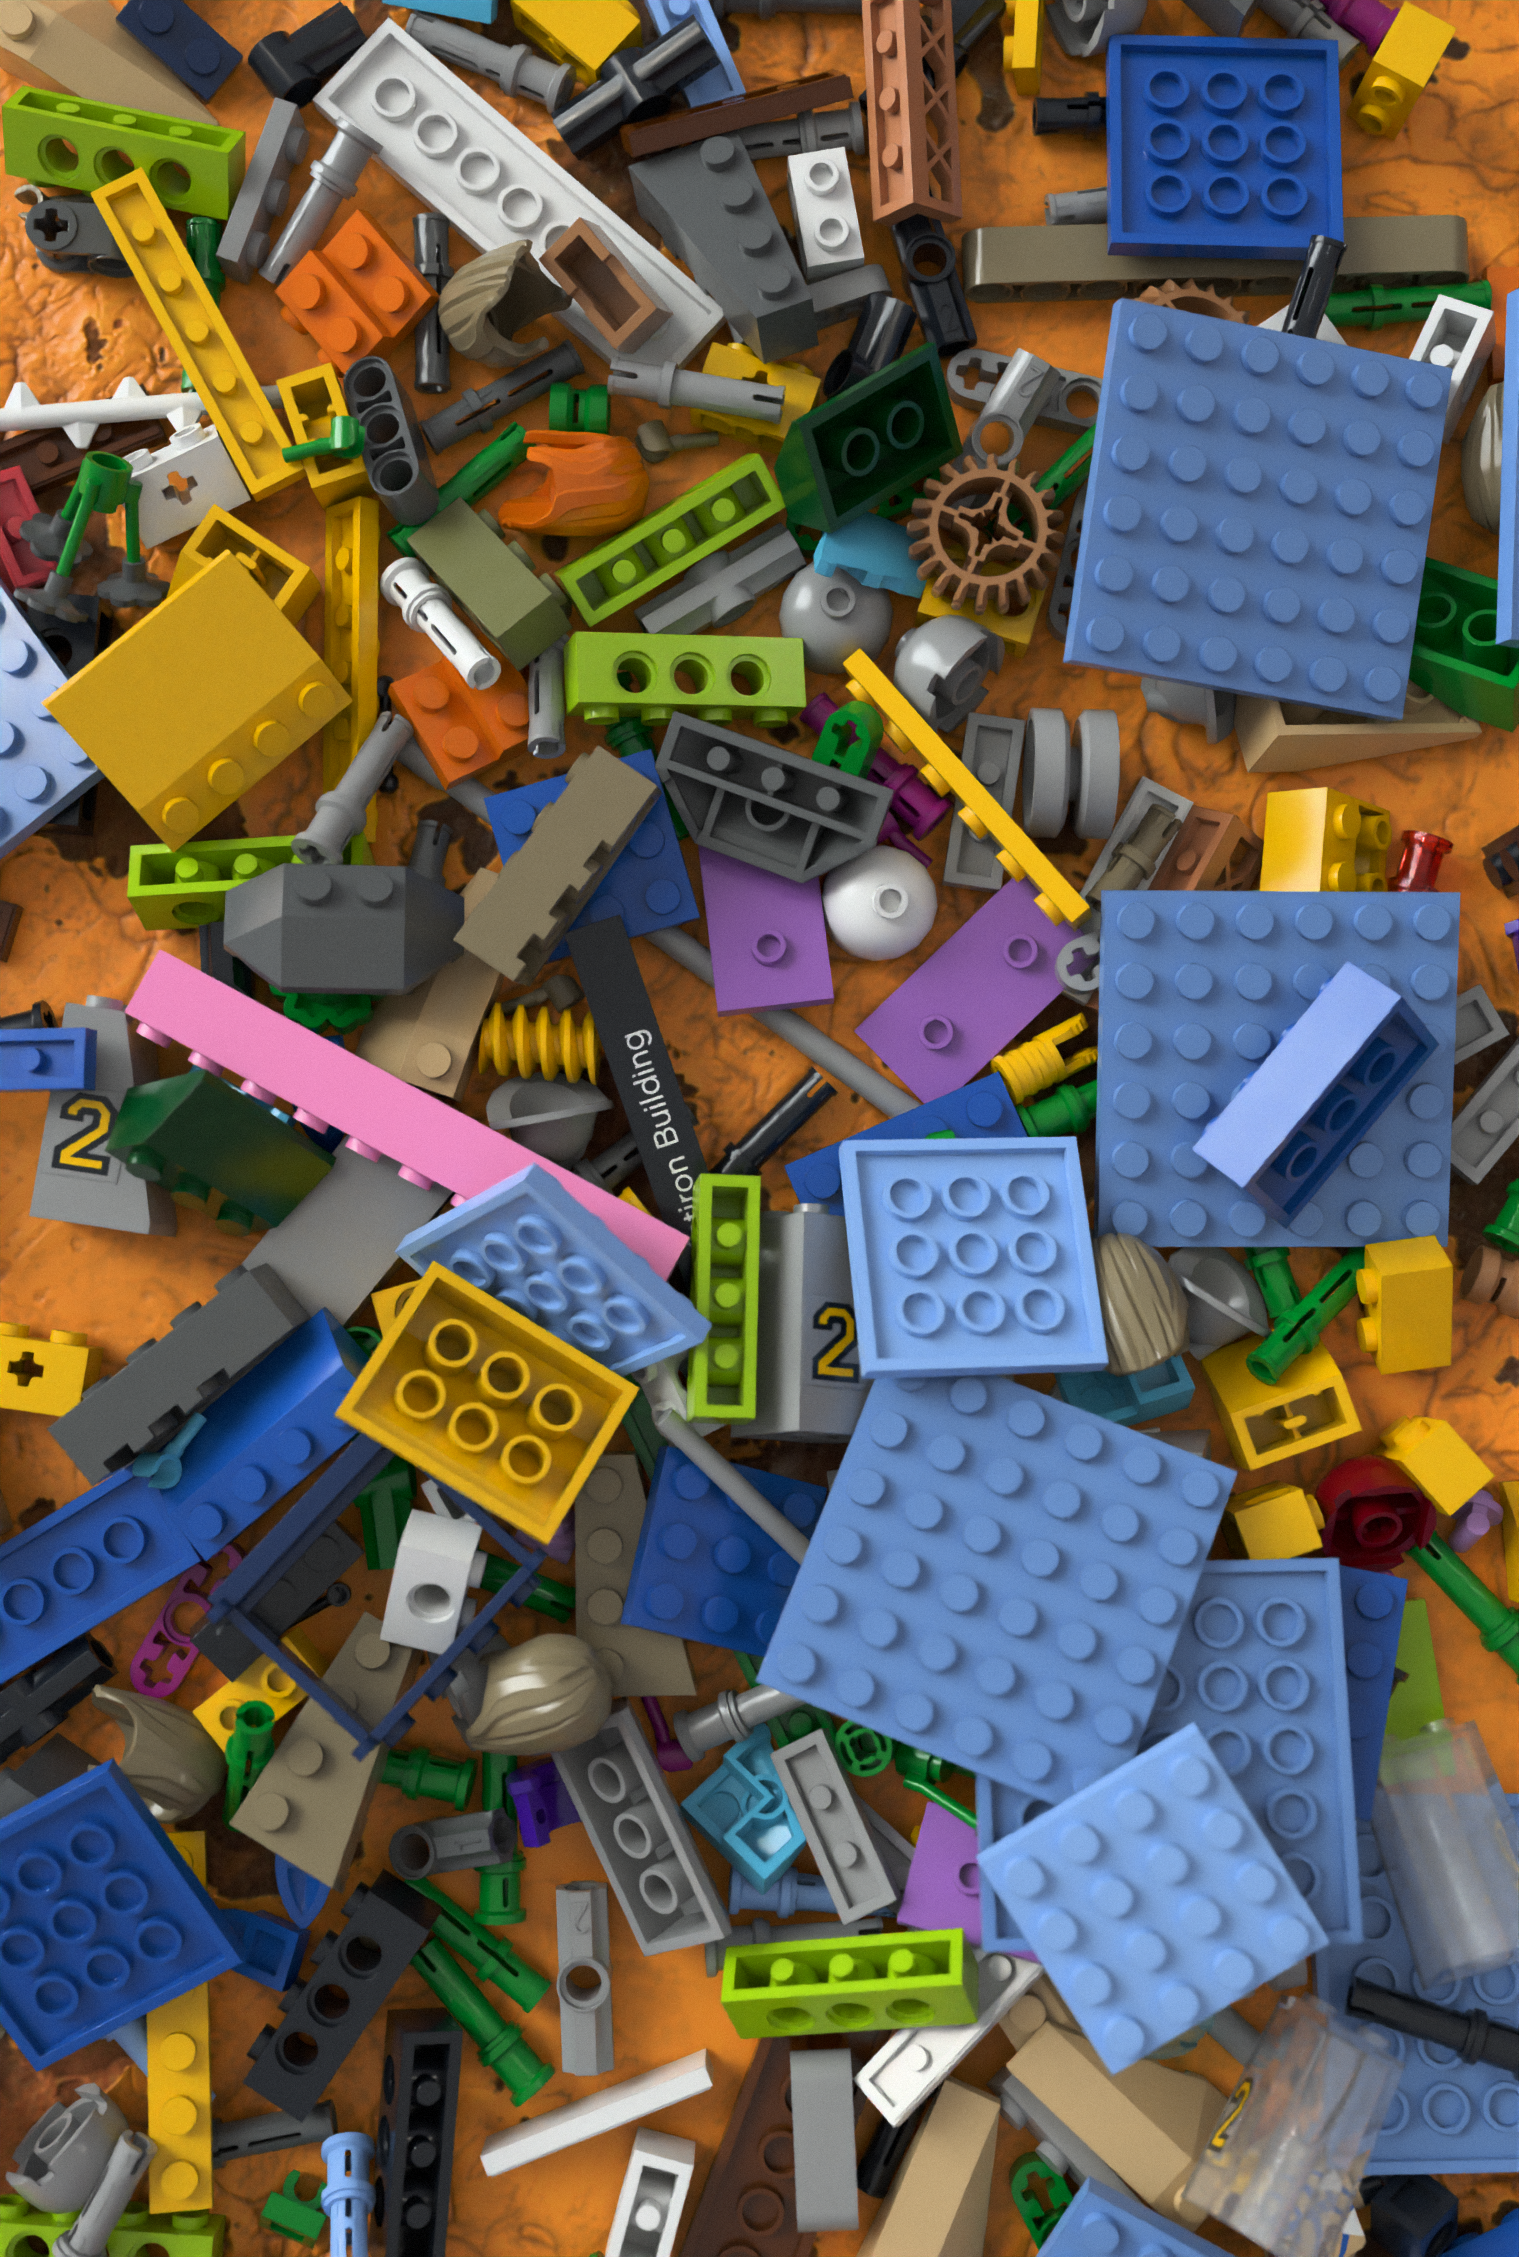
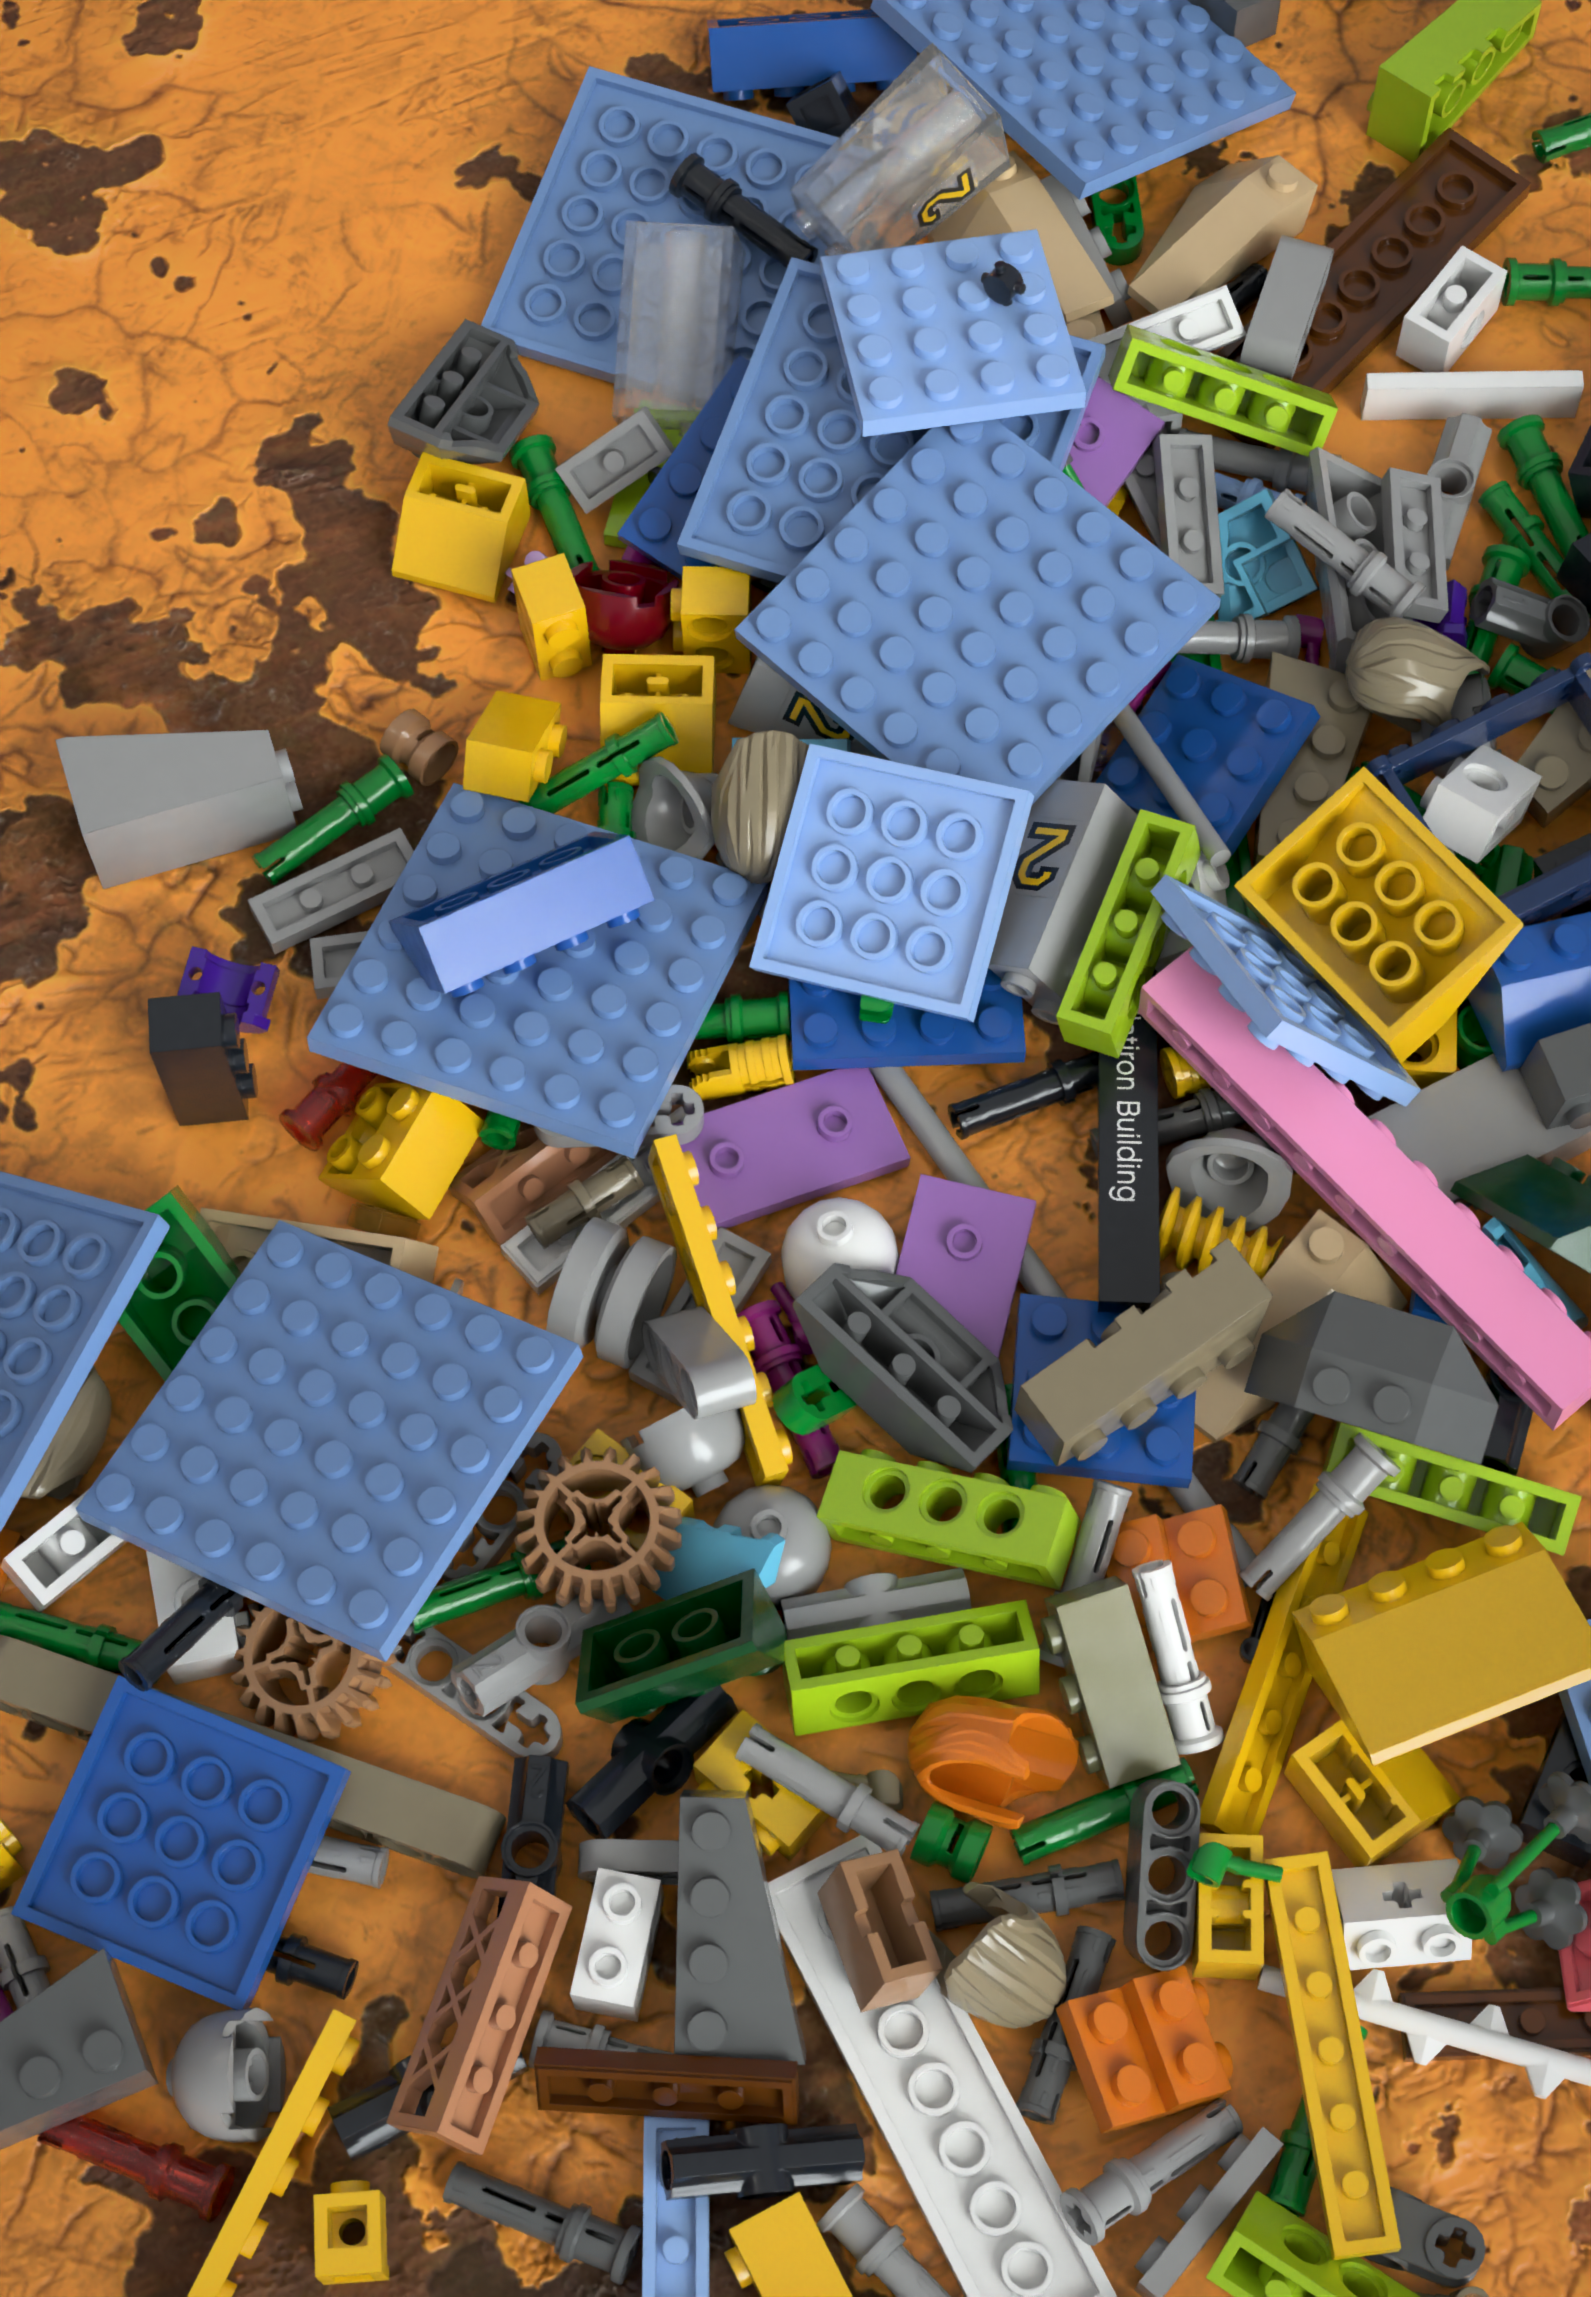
camera: 155 degrees left, 20 degrees down
(592, 1873) = (1416, 537): none -> light grey plate
(625, 1793) = (1365, 571): none -> light grey pin
(959, 711) = (699, 1362): none -> light grey beam
(1117, 1966) = (1003, 283): none -> black piece
(1310, 771) = (382, 1221): none -> pearl gold tile
(1448, 1676) = (615, 460): none -> light grey plate

